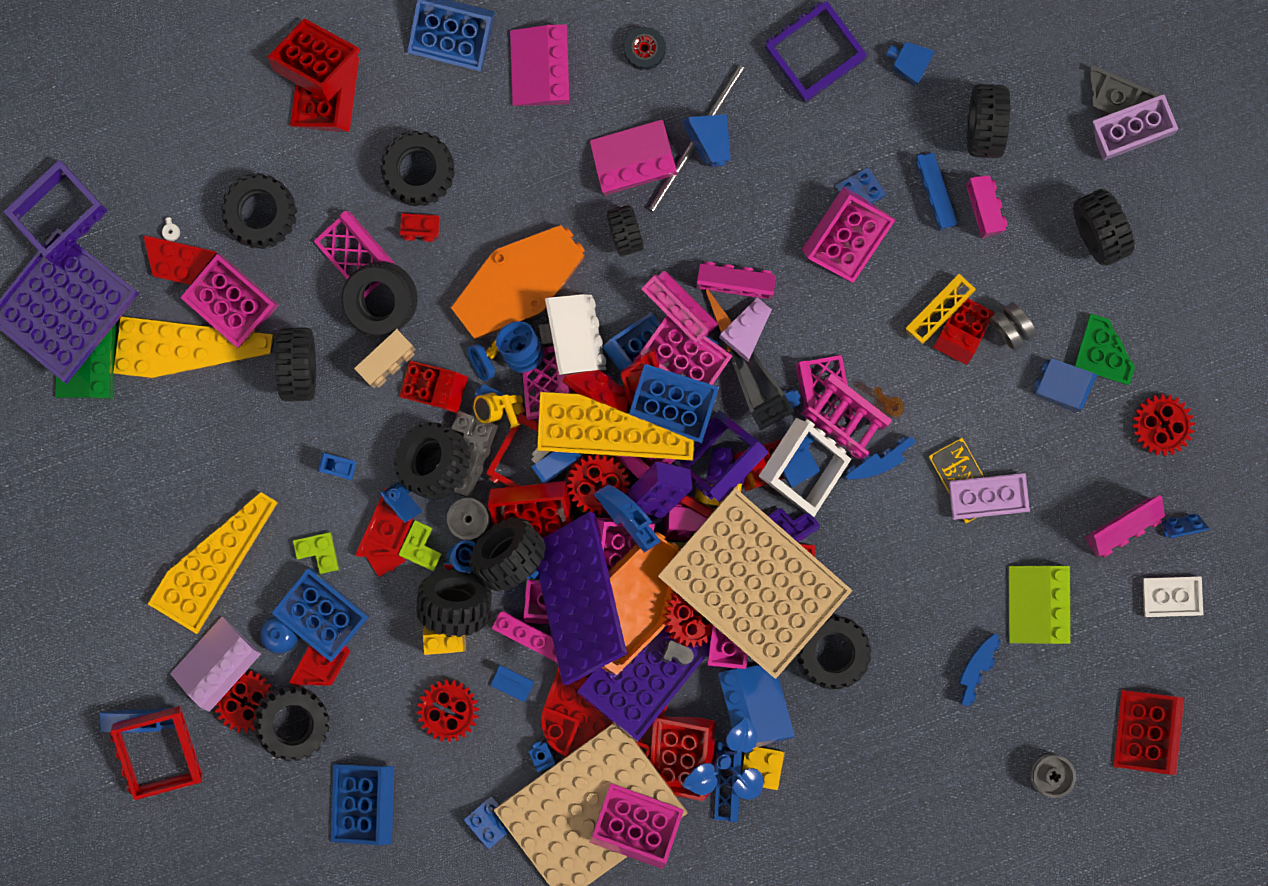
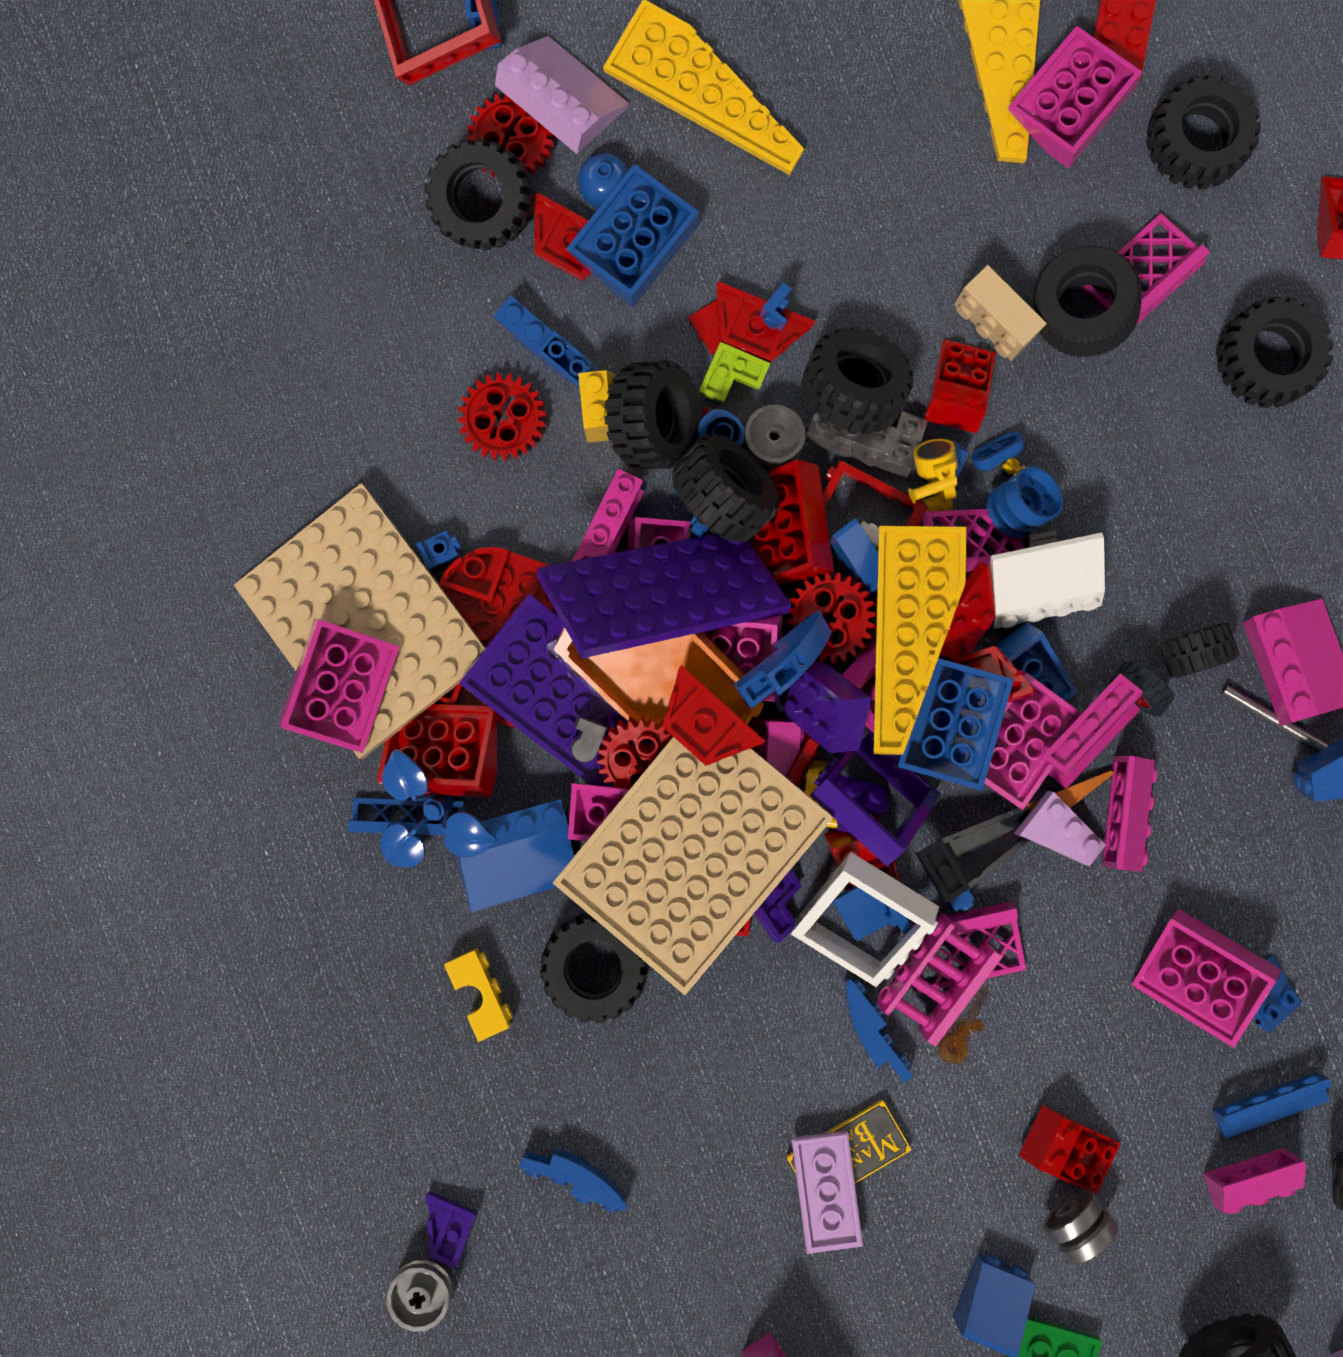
camera: 85 degrees right, 0 degrees up
(170, 227) = (1166, 16): white piece -> none
(295, 364) = (990, 182): black tyre -> none
(321, 547) = (727, 238): lime plate -> none
(337, 466) = (844, 251): blue slope -> none
(362, 804) = (368, 303): blue slope -> none
(373, 514) = (777, 302): none -> blue bracket
(395, 679) = (542, 341): none -> blue slope
(401, 502) = (794, 342): blue hinge -> none
(419, 226) = (1187, 360): red bracket -> none
(486, 823) = (342, 474): blue hinge -> none
(512, 683) = (542, 507): blue panel -> none
(518, 281) = (1120, 493): orange container -> none
(652, 266) = (1156, 693): none -> black wheel
(670, 572) = (705, 722): none -> red wing
(766, 761) = (434, 873): yellow plate -> none
(866, 724) = (472, 971): none -> yellow arch
(936, 305) = (1105, 1111): yellow fence -> none
(1010, 756) = (448, 1229): none -> dark purple wing
(1039, 604) = (670, 1269): lime slope -> none

